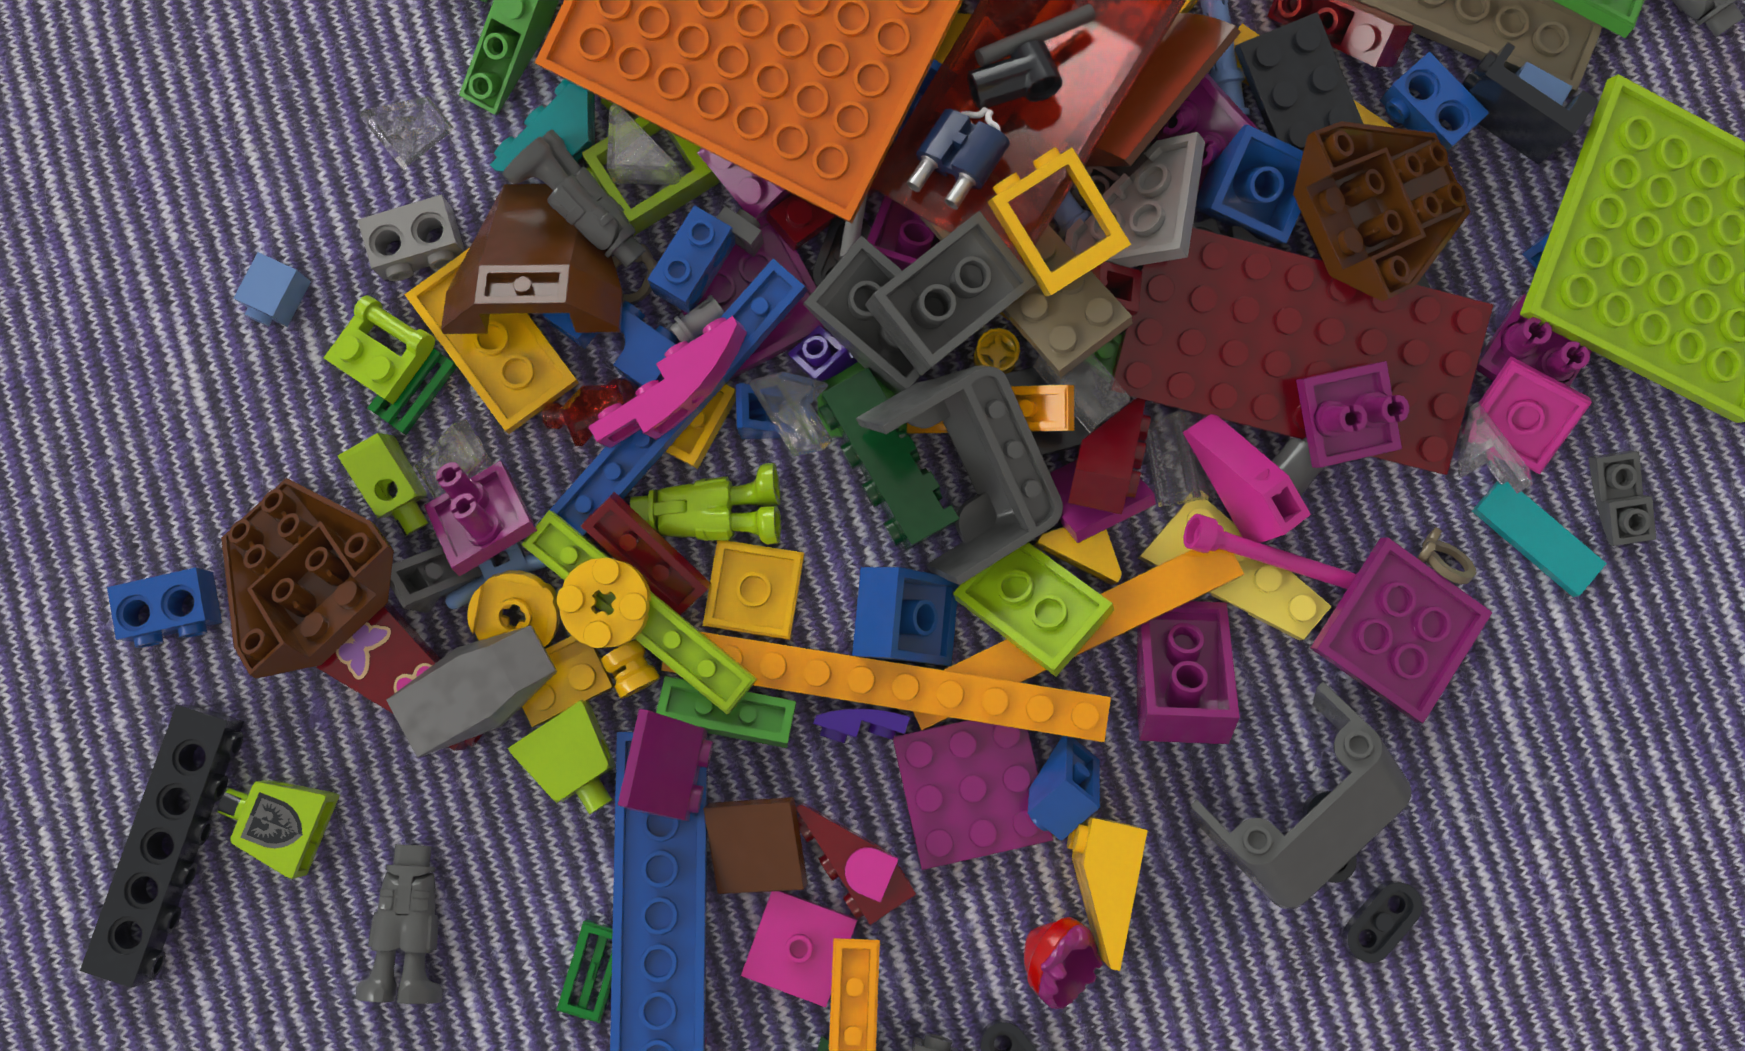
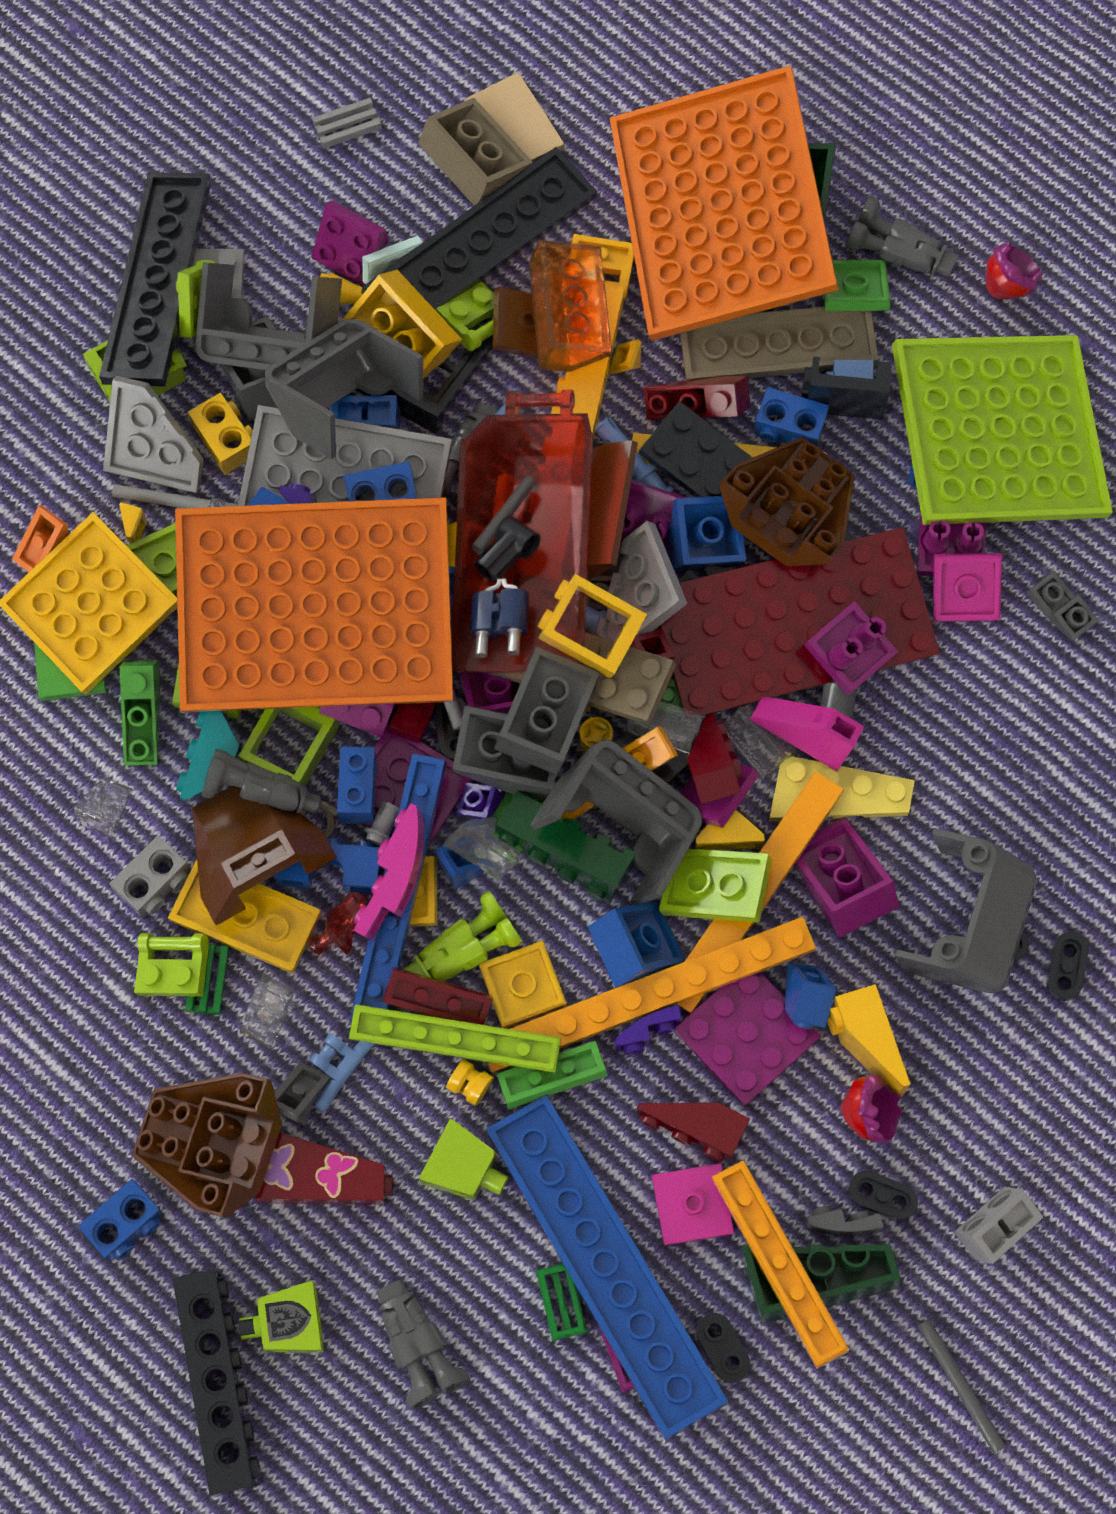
camera: 25 degrees left, 10 degrees down
(271, 291) = (72, 966): medium blue brick -> none
(374, 467) = (220, 1037): lime torso -> none
(471, 690) = (373, 1151): flat silver piece -> none
(477, 515) = (307, 1035): magenta plate -> none
(517, 588) = (386, 1101): yellow plate -> none
(577, 678) = (423, 1118): yellow plate -> none
(578, 599) = (438, 1061): yellow plate -> none
(634, 155) = (281, 735): clear slope -> none
(665, 767) = (536, 1124): magenta slope -> none
(745, 229) = (384, 747): dark grey plate -> none
(756, 845) = (624, 1150): reddish brown tile -> none
(870, 871) = (711, 1119): dark pink tile -> none
(1206, 535) = (803, 776): dark pink piece -> none
(1401, 630) = (968, 770): magenta plate -> none
(1430, 556) = (957, 710): dark tan piece -> none
(1485, 442) = (951, 618): clear slope -> none
(1539, 538) = (1023, 661): teal tile -> none

